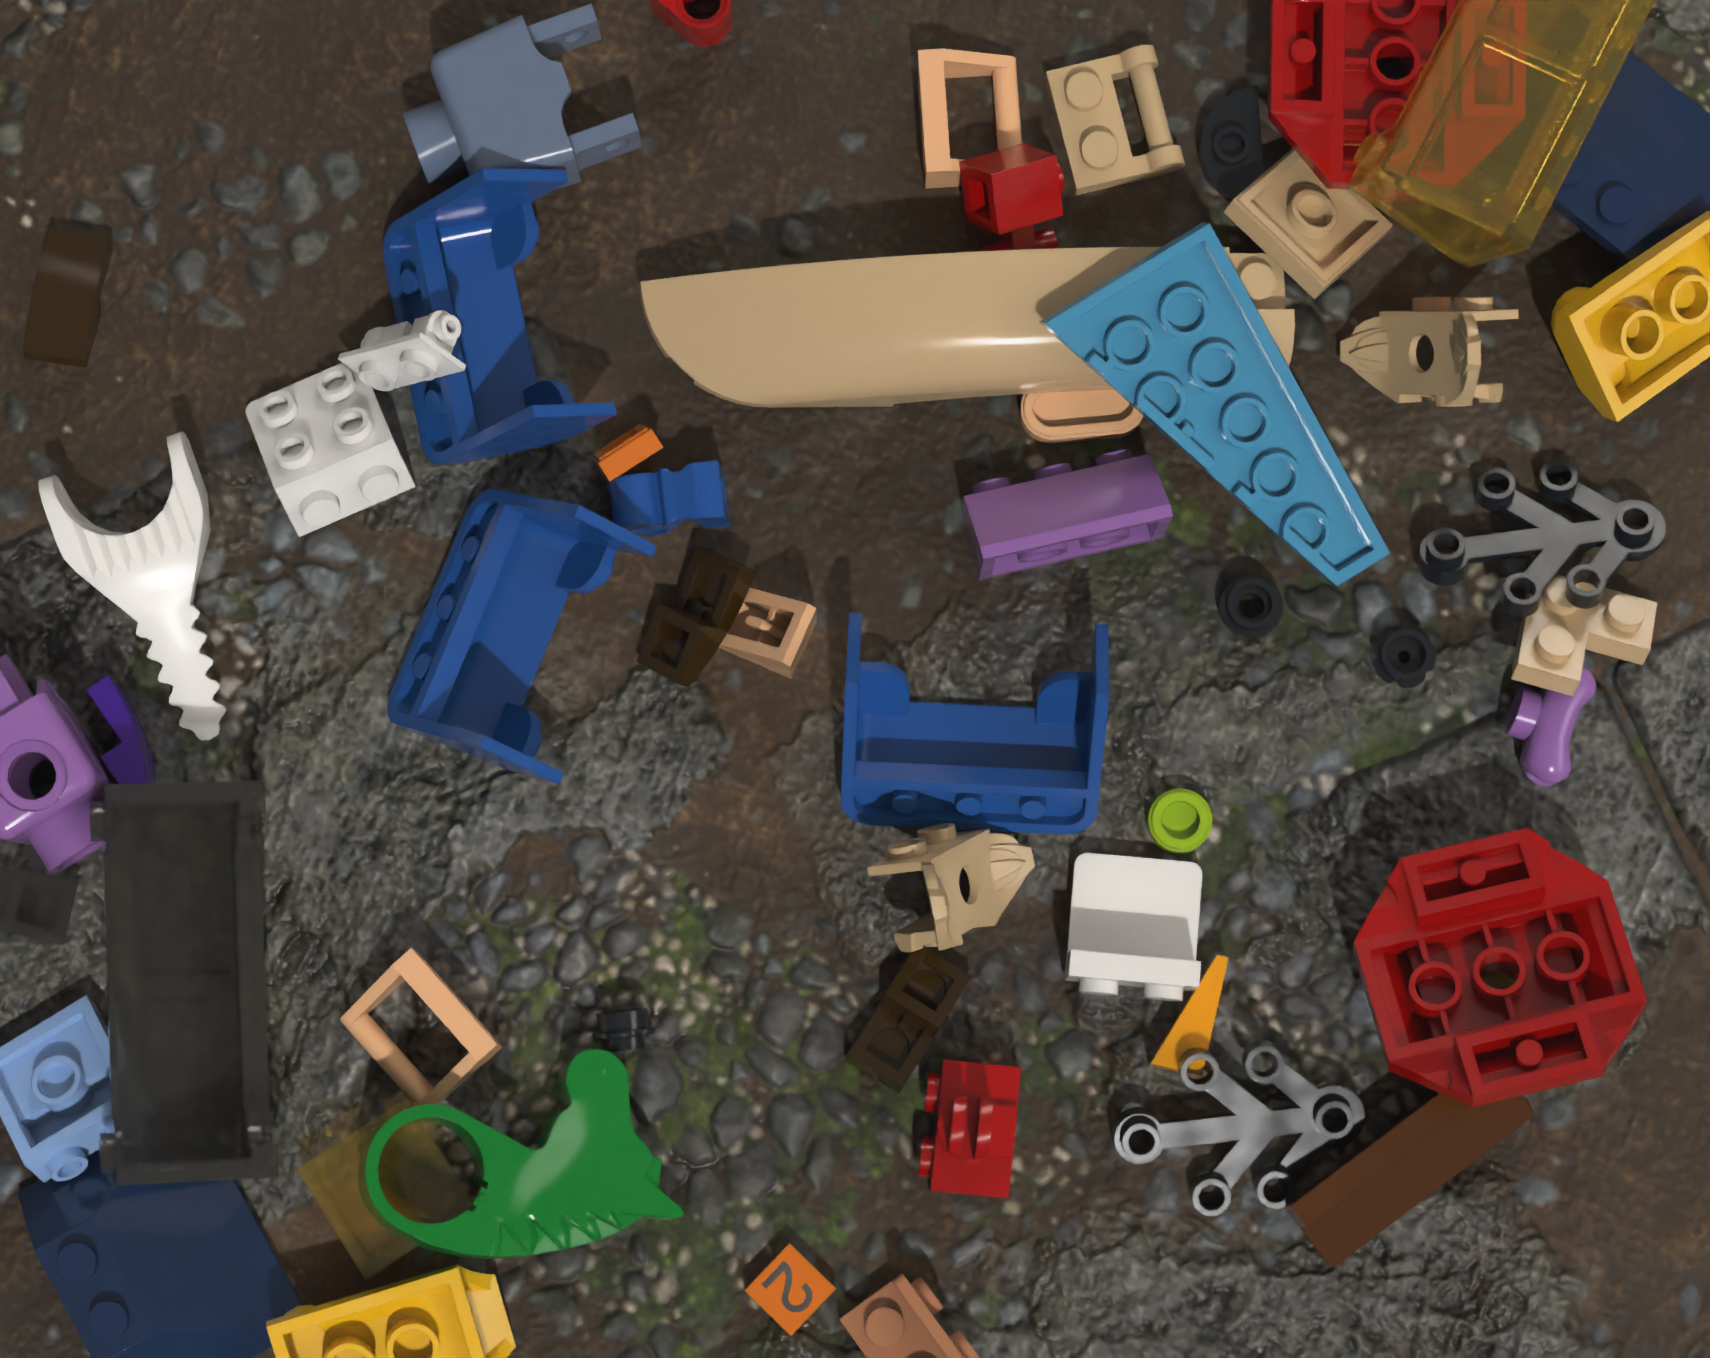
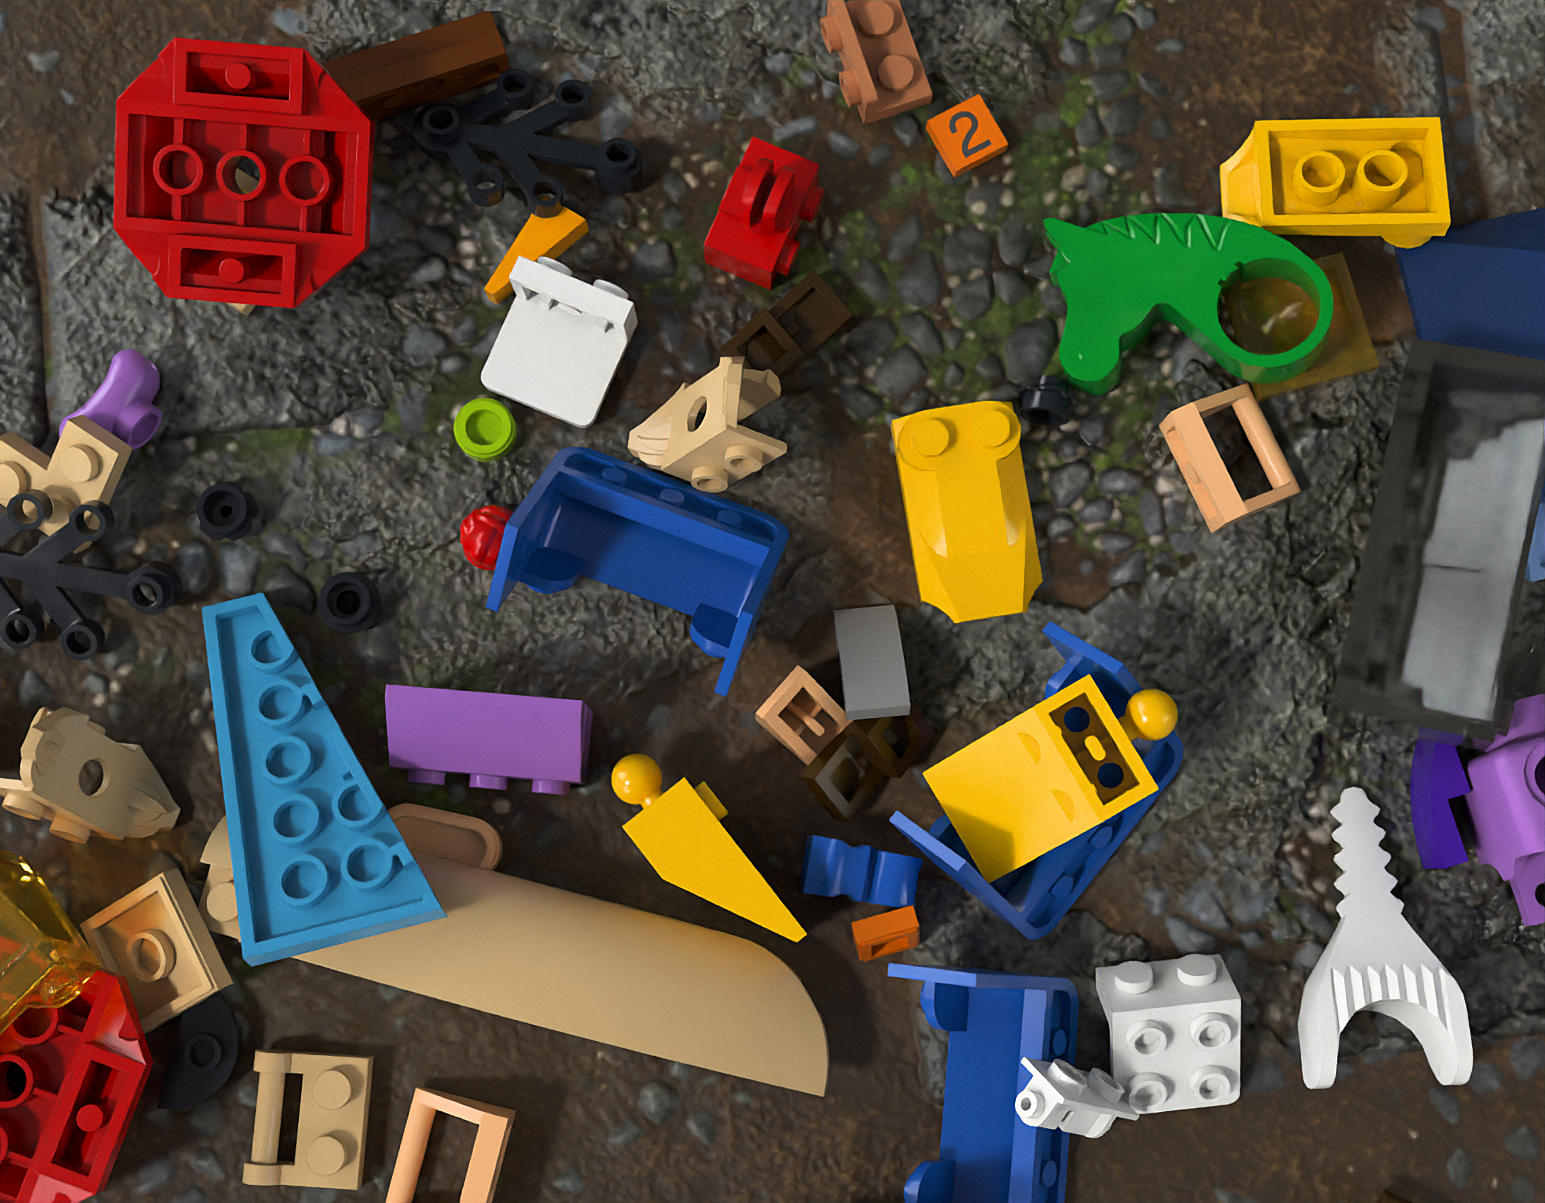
camera: 165 degrees left, 0 degrees up
(526, 634) = (1039, 781): none -> yellow slope
(668, 889) = (968, 509): none -> yellow slope
(721, 705) = (871, 662): none -> light grey slope
(826, 464) = (691, 847): none -> yellow slope
(1011, 193) = (433, 1066): red brick -> none
(1135, 711) = (483, 535): none -> red piece

